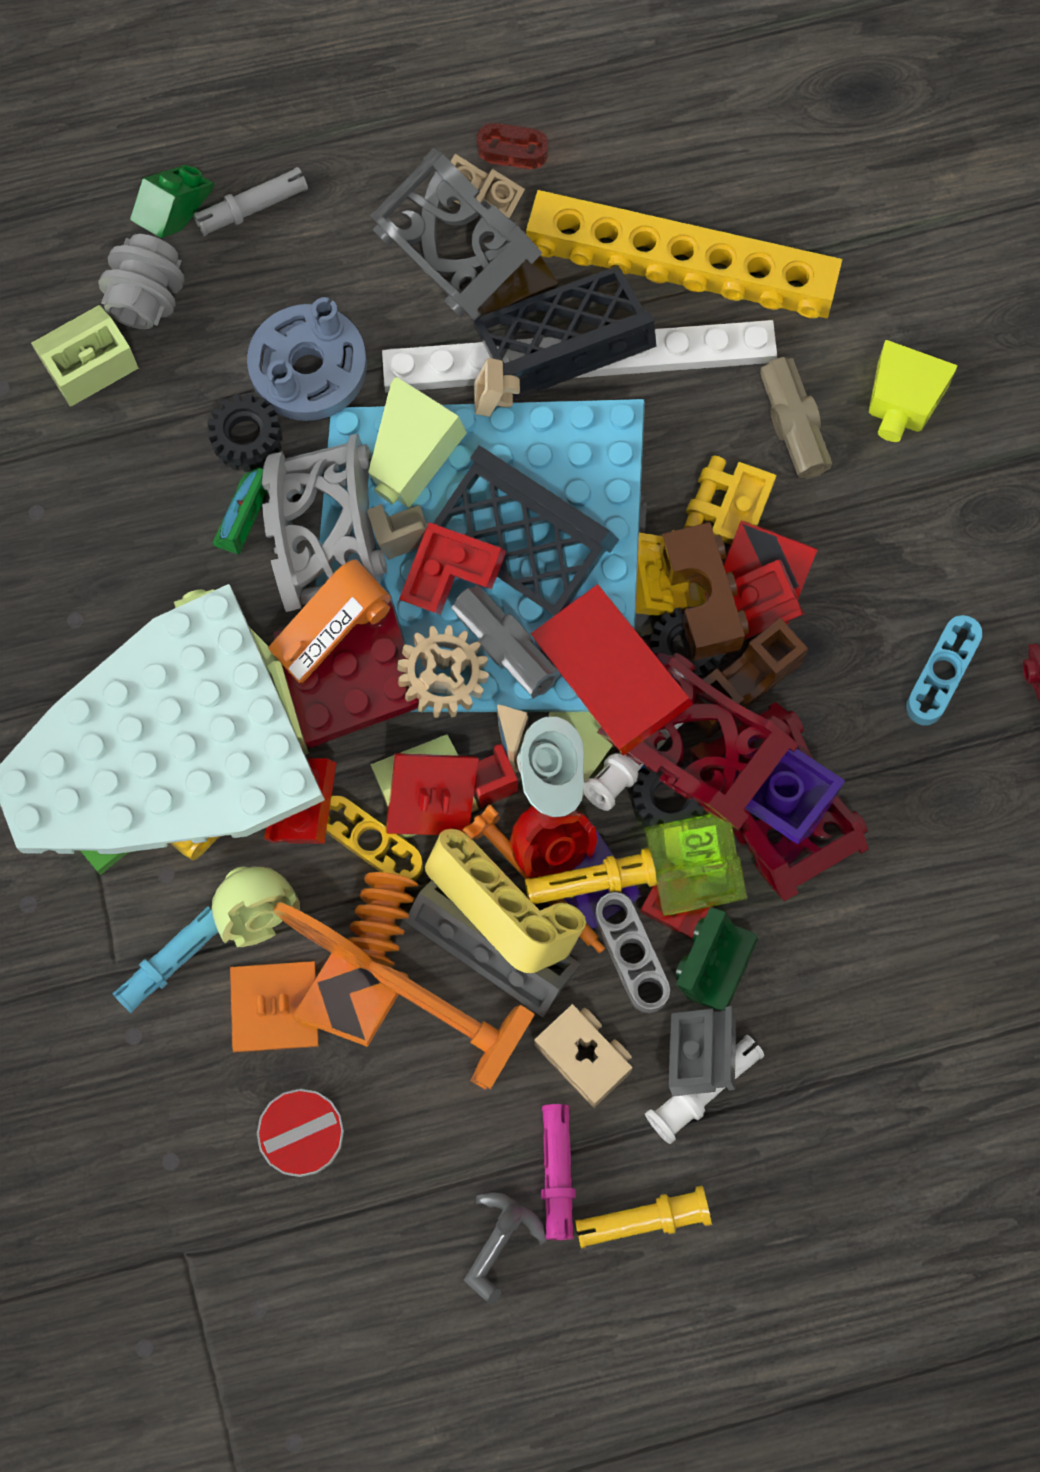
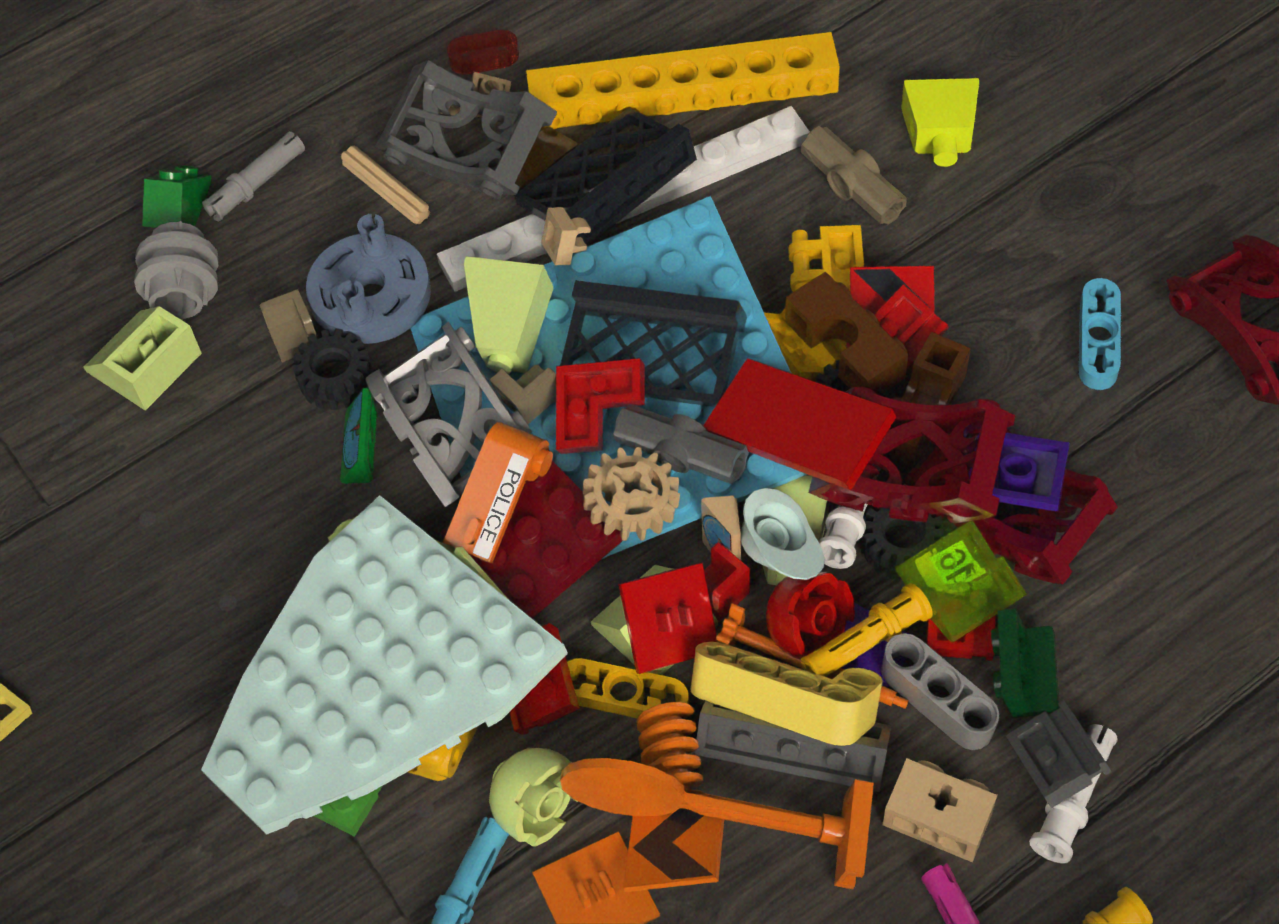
camera: 20 degrees left, 15 degrees down
(223, 373) = (288, 323): none -> dark tan panel
(365, 257) = (385, 185): none -> tan axle

